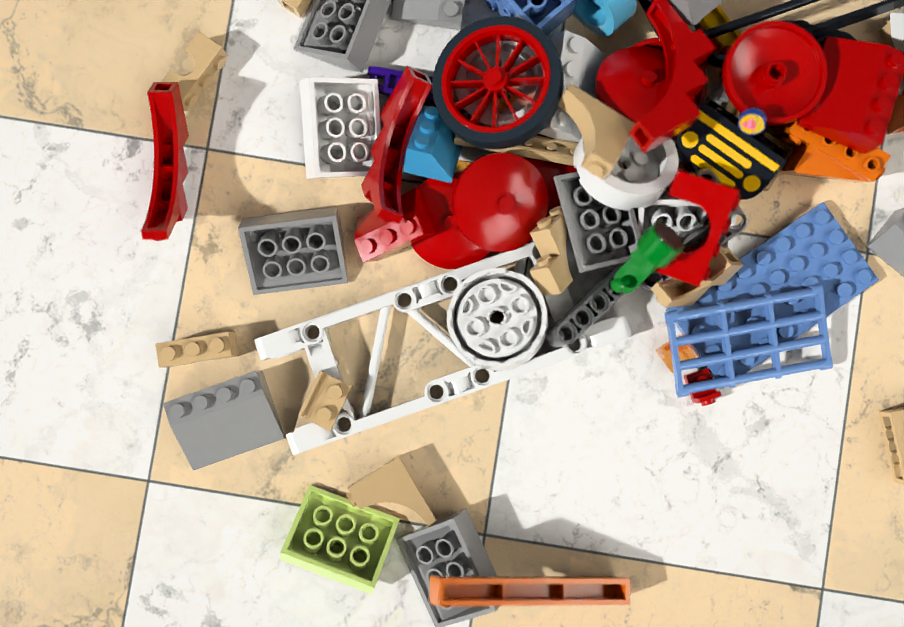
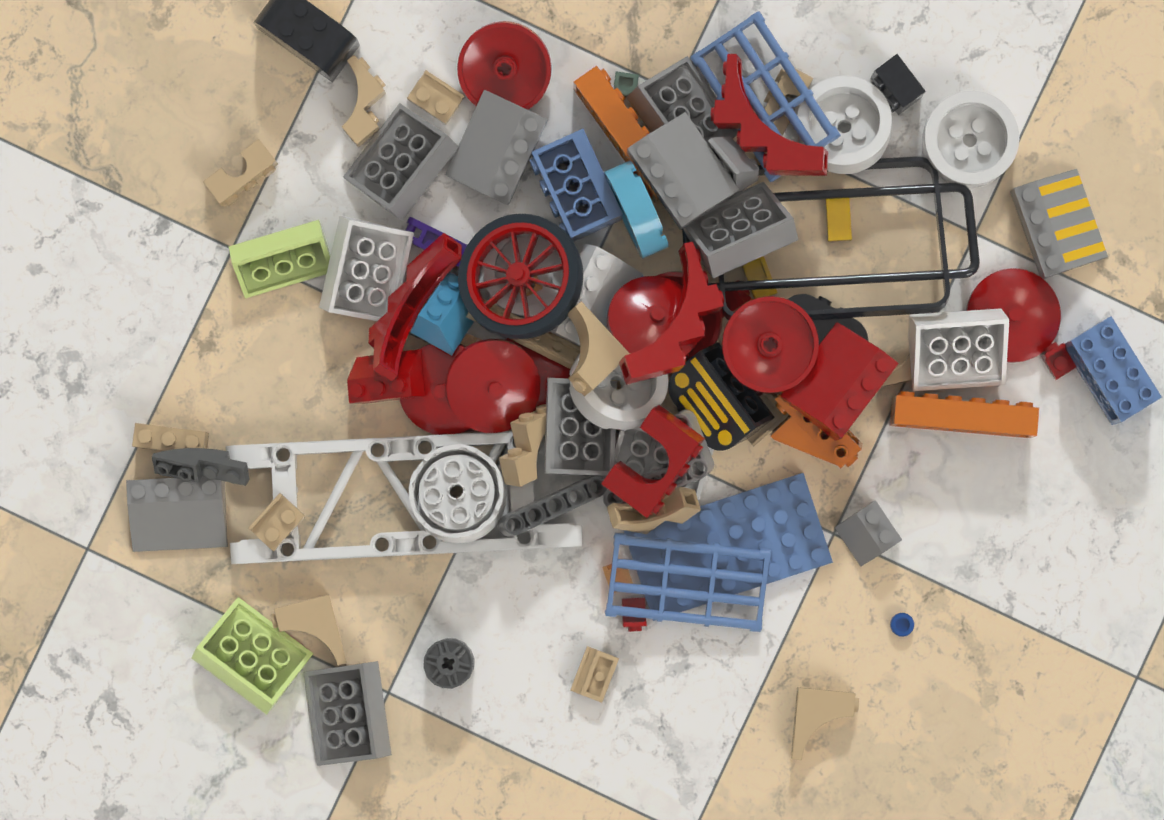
camera: 20 degrees right, 0 degrees up
(170, 165) = (195, 257): red arch -> none
(226, 365) = (195, 463): none -> dark grey slope
(255, 143) = (280, 259): none -> yellowish green slope
(294, 250) = (288, 372): light grey slope -> none
(528, 590) = (413, 747): orange brick -> none
(539, 476) = (461, 669): none -> dark grey wheel
(654, 250) = (610, 474): green piece -> none
(682, 457) = (594, 674): none -> tan plate
(752, 121) = (734, 383): tile -> none

